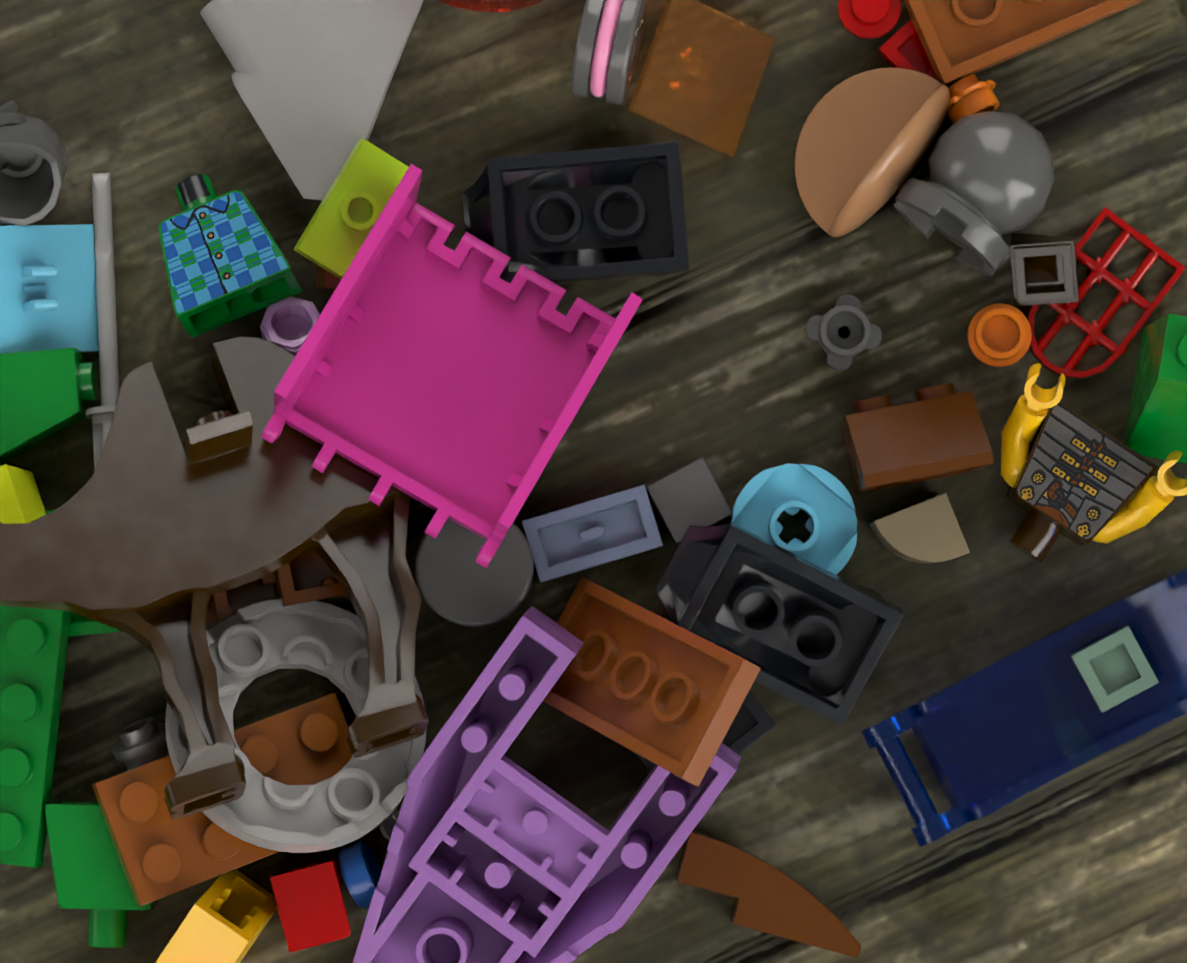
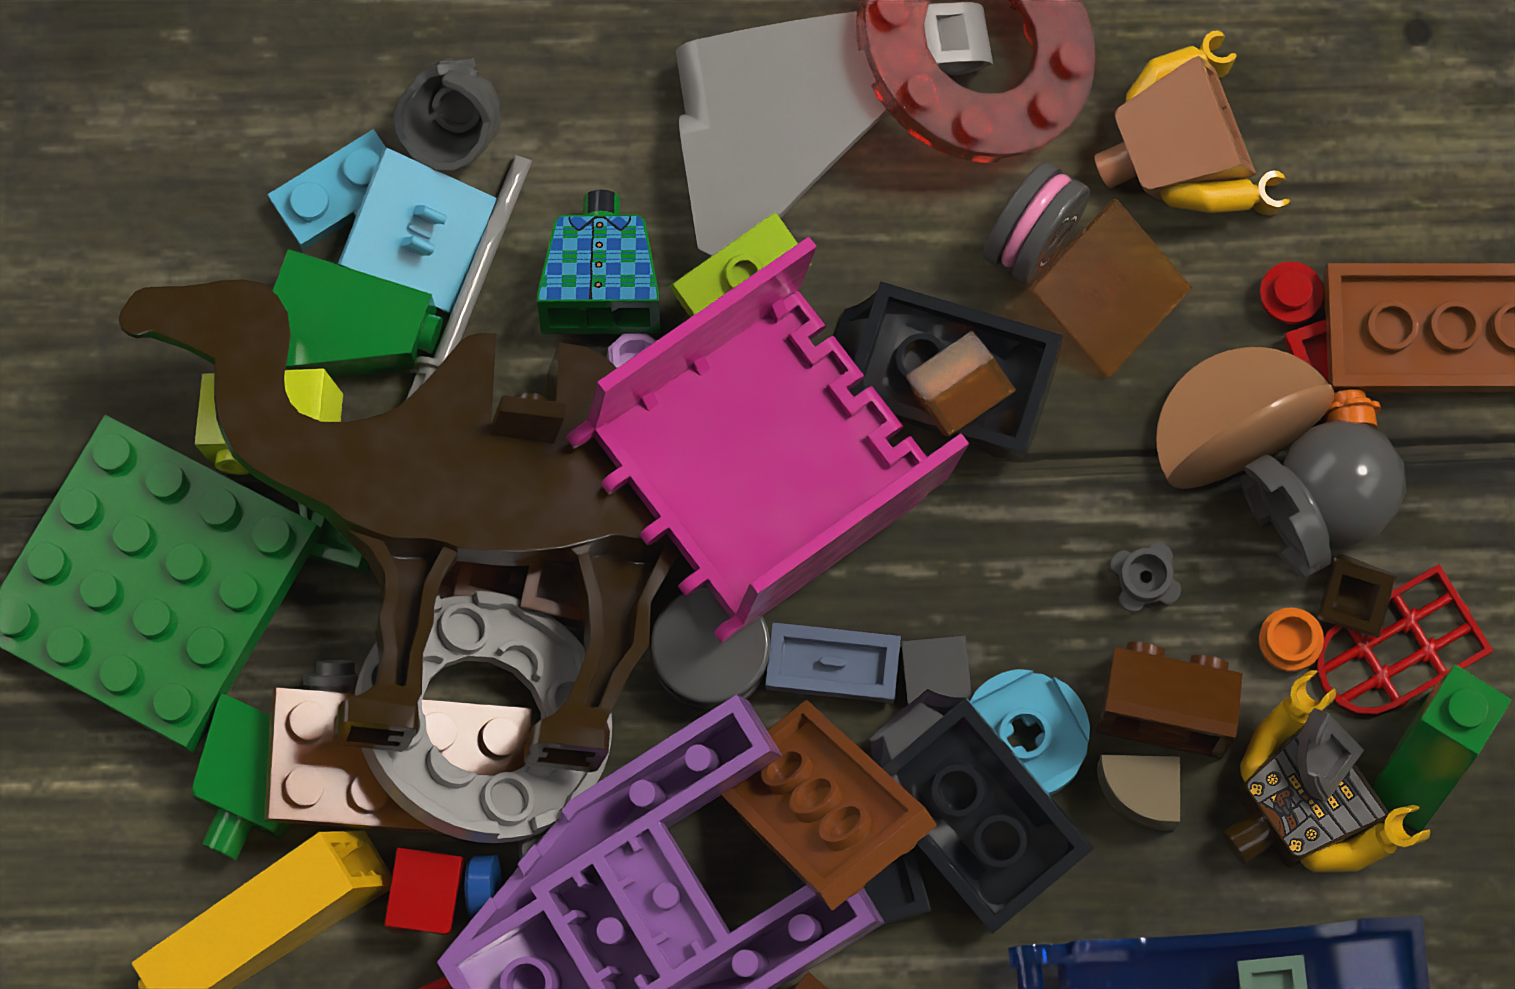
camera: 25 degrees right, 10 degrees down
(604, 231) = (959, 384): none -> clear orange piece
(1078, 439) = (1325, 754): none -> flat silver tile

